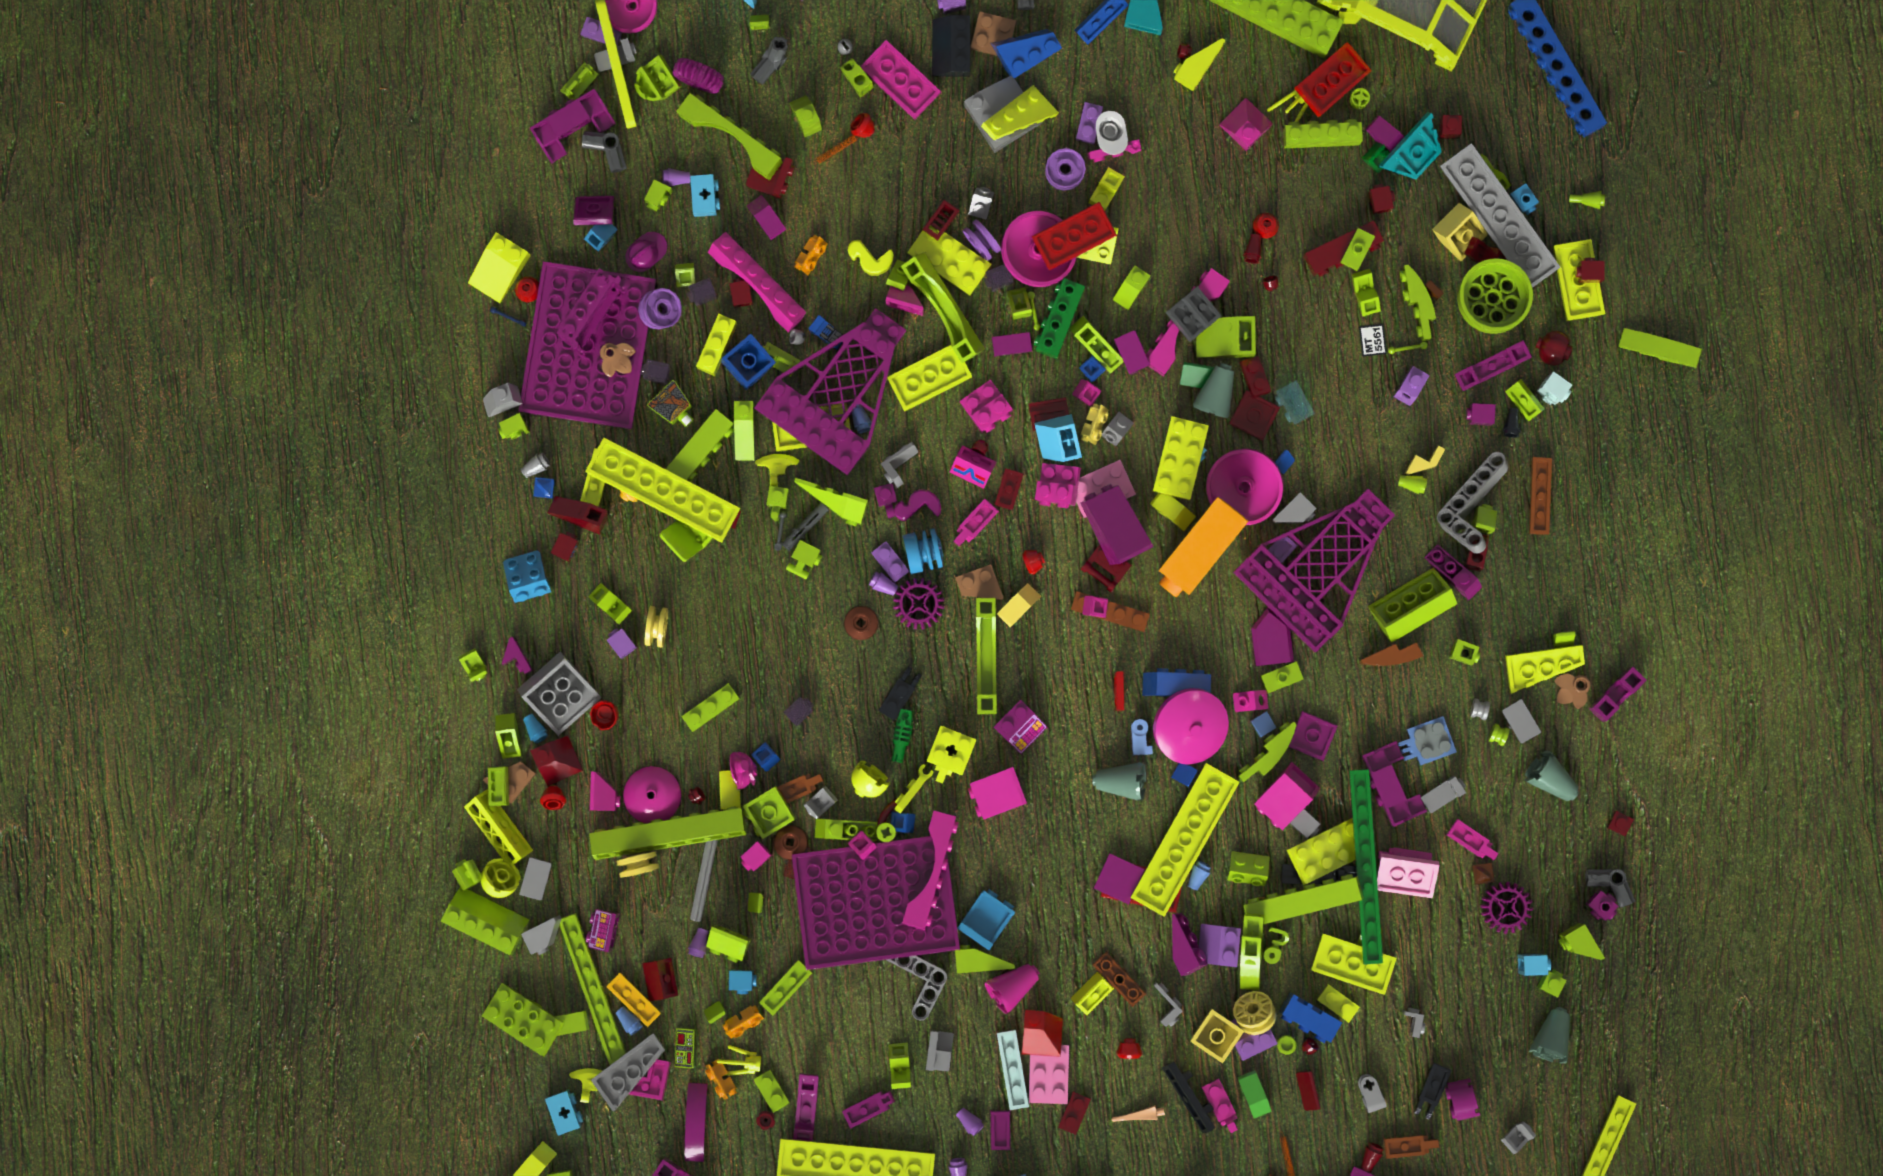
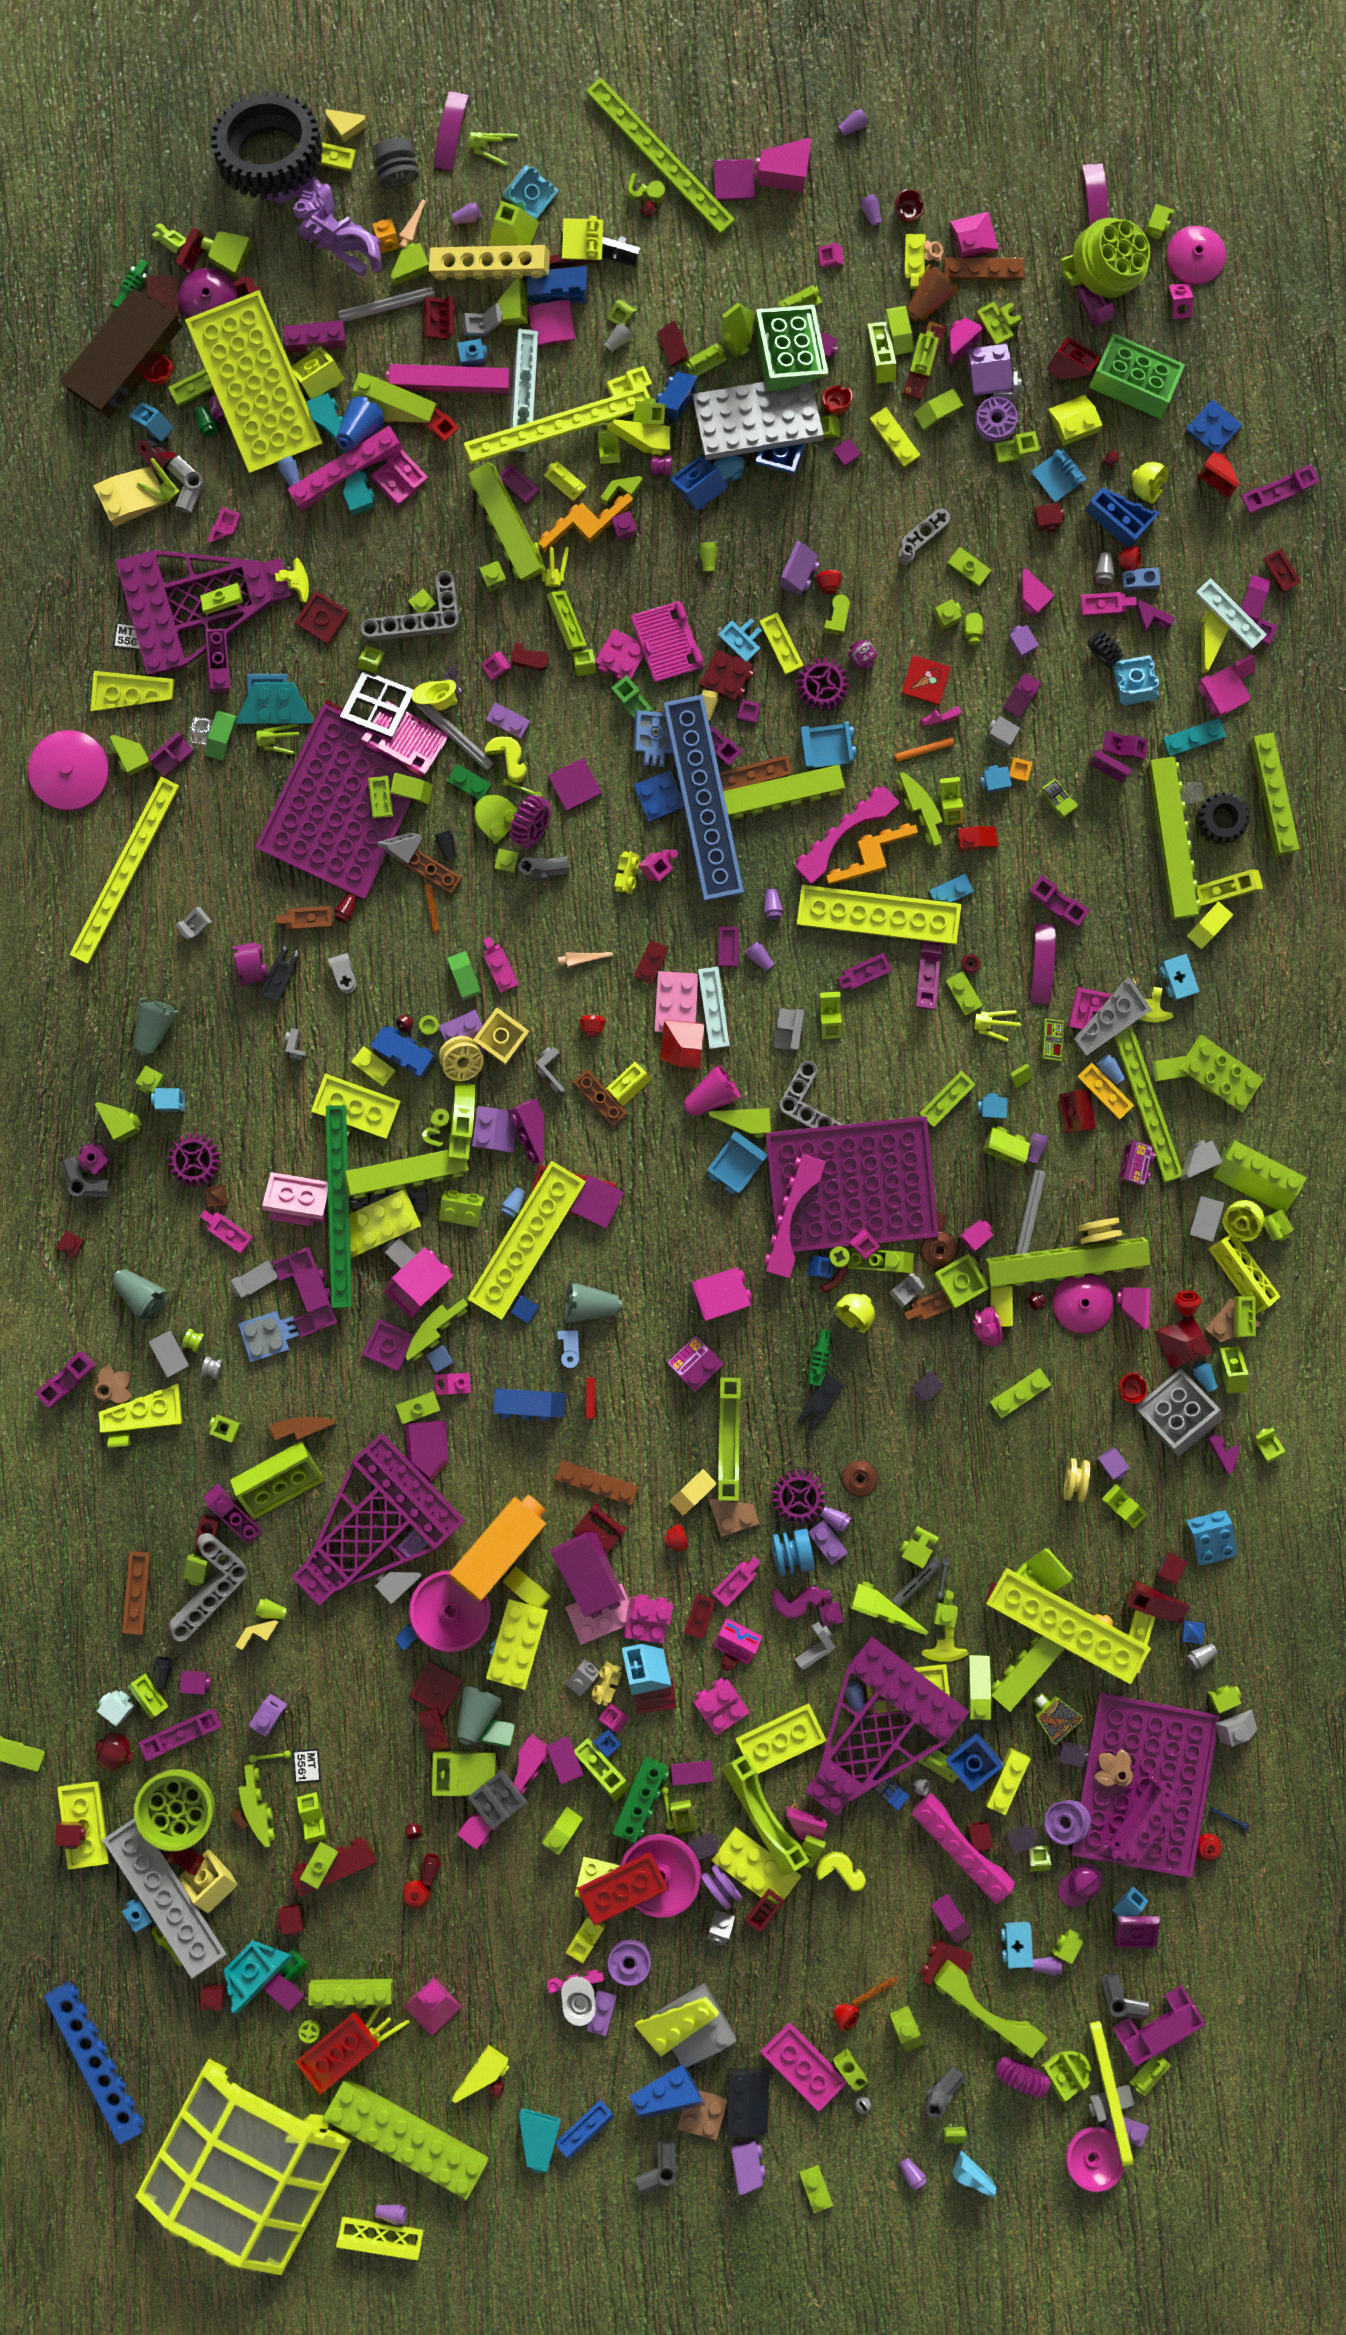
camera: 170 degrees right, 0 degrees up
(498, 267) = (1239, 1872): neon yellow slope -> none
(723, 1086) = (1014, 999): light orange hinge -> none
(750, 1019) = (984, 1068): light orange hinge -> none
(755, 902) = (976, 1188): lime slope -> none
(765, 757) = (963, 1339): blue slope -> none
(806, 262) = (908, 1868): light orange hinge -> none
(913, 787) = (809, 1302): neon yellow plate -> none
(939, 755) = (780, 1335): neon yellow hinge -> none
(1095, 606) = (612, 1488): dark pink slope -> none
(1190, 726) = (516, 1358): dark pink dish -> none
(1197, 1111) = (541, 989): black hinge -> none
(1295, 403) = (393, 1700): clear light blue bracket -> none
(1308, 1090) = (408, 977): dark red slope -> none
(1592, 199) = (64, 1912): lime cone -> none

